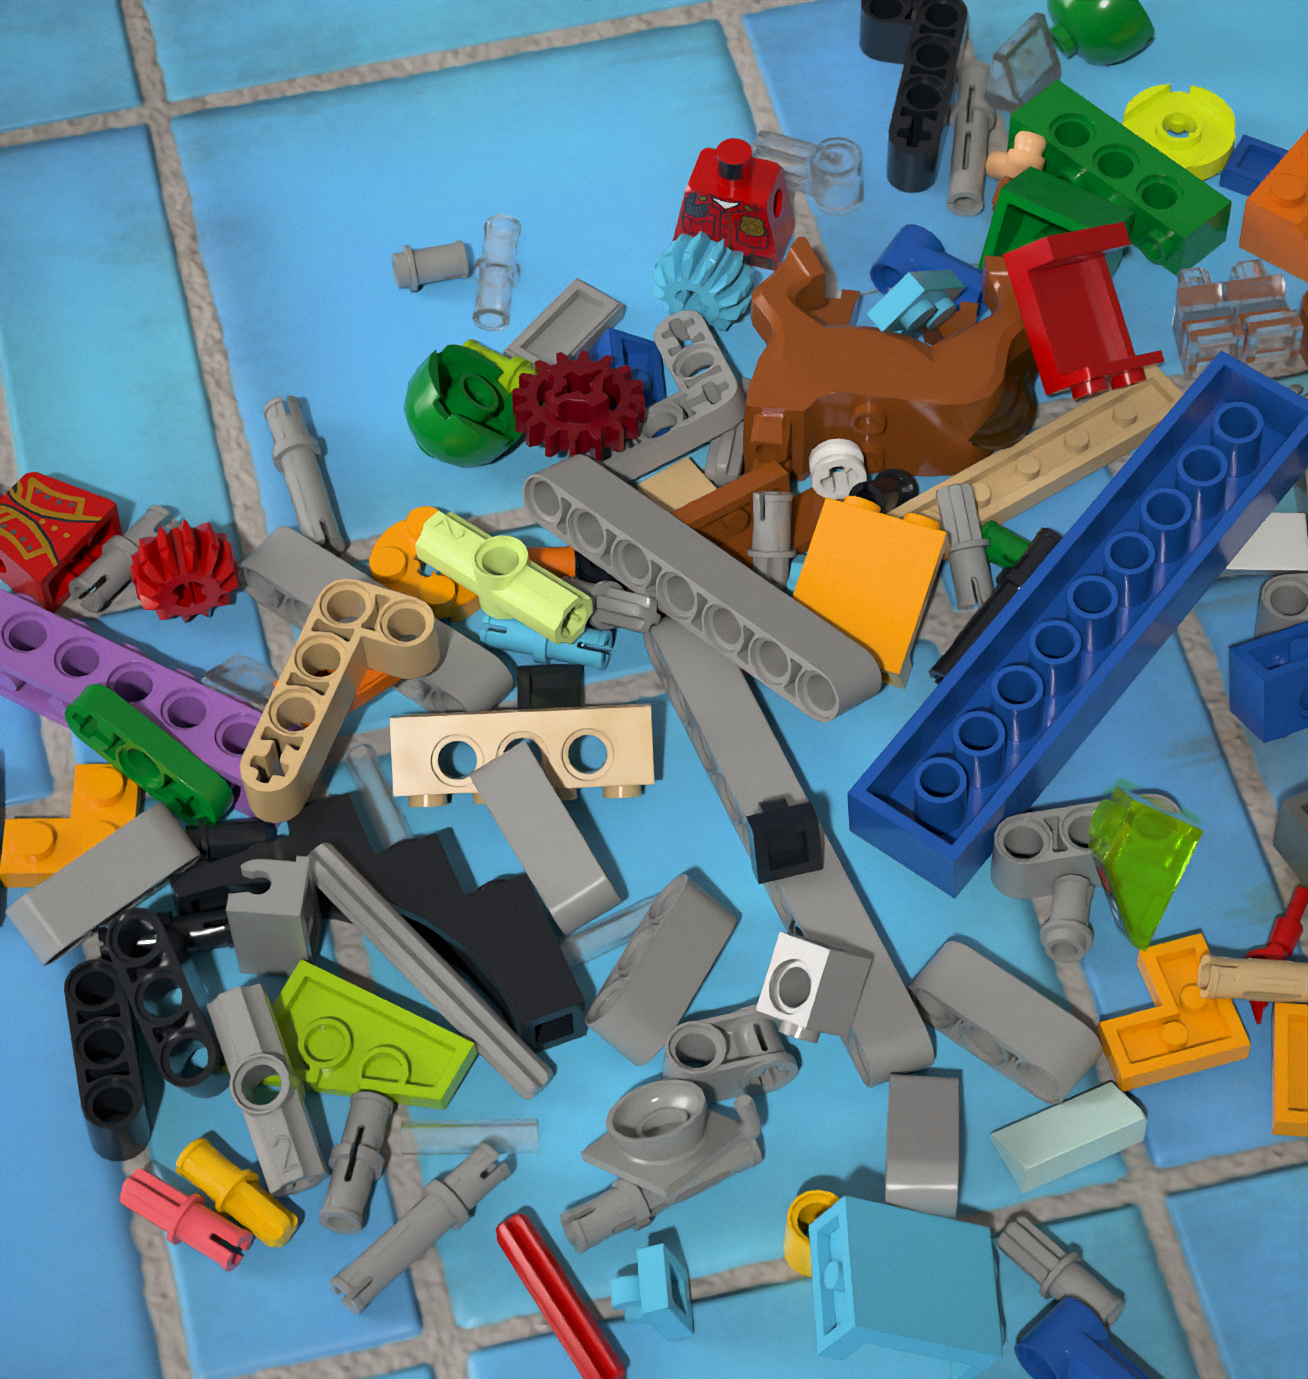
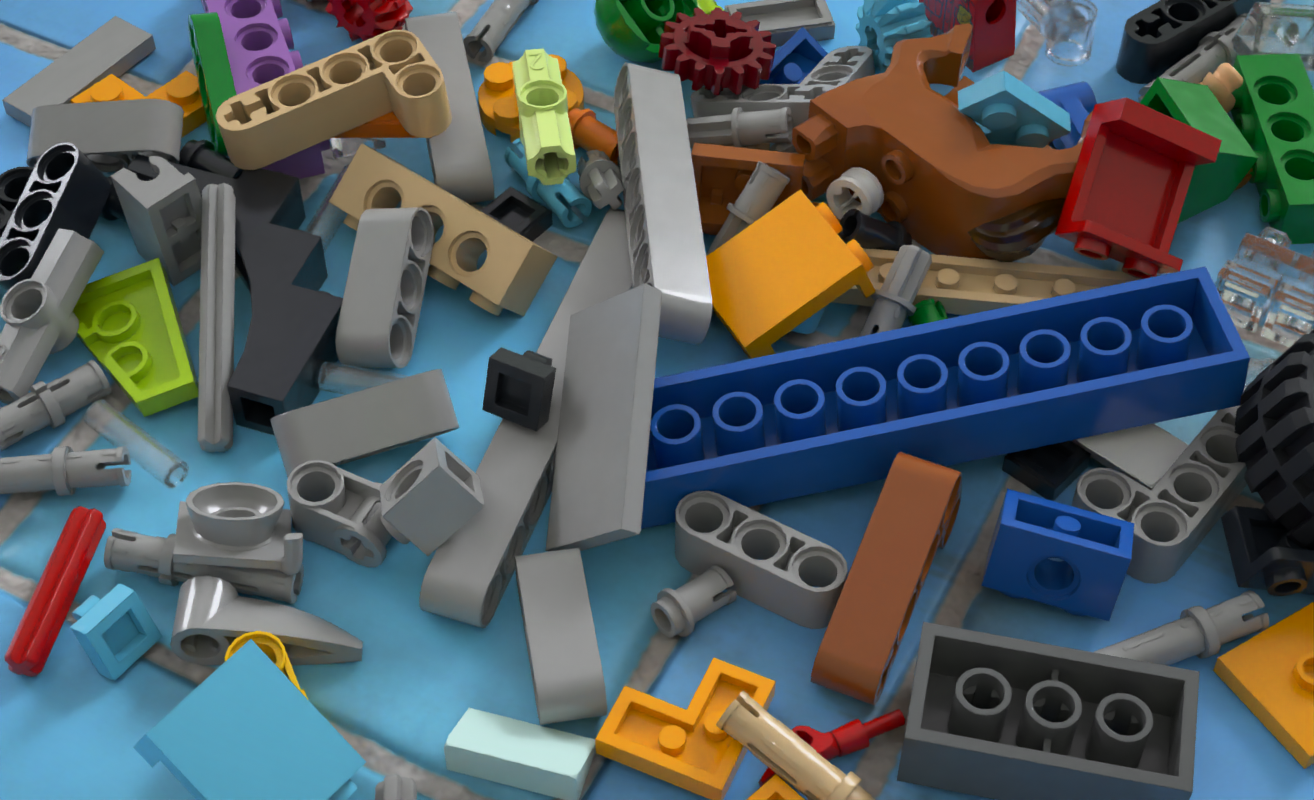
camera: 40 degrees right, 5 degrees down
(681, 464) = (742, 128): none -> light grey axle
(751, 1213) = (214, 615): none -> light grey piece
(888, 818) = (605, 421): none -> light grey tile
(923, 1144) = (384, 666): light grey beam -> none
(1139, 860) = (764, 581): clear neon green slope -> none
(1200, 772) = (887, 577): none -> dark orange beam
(1212, 613) = (1047, 468): none -> black tile

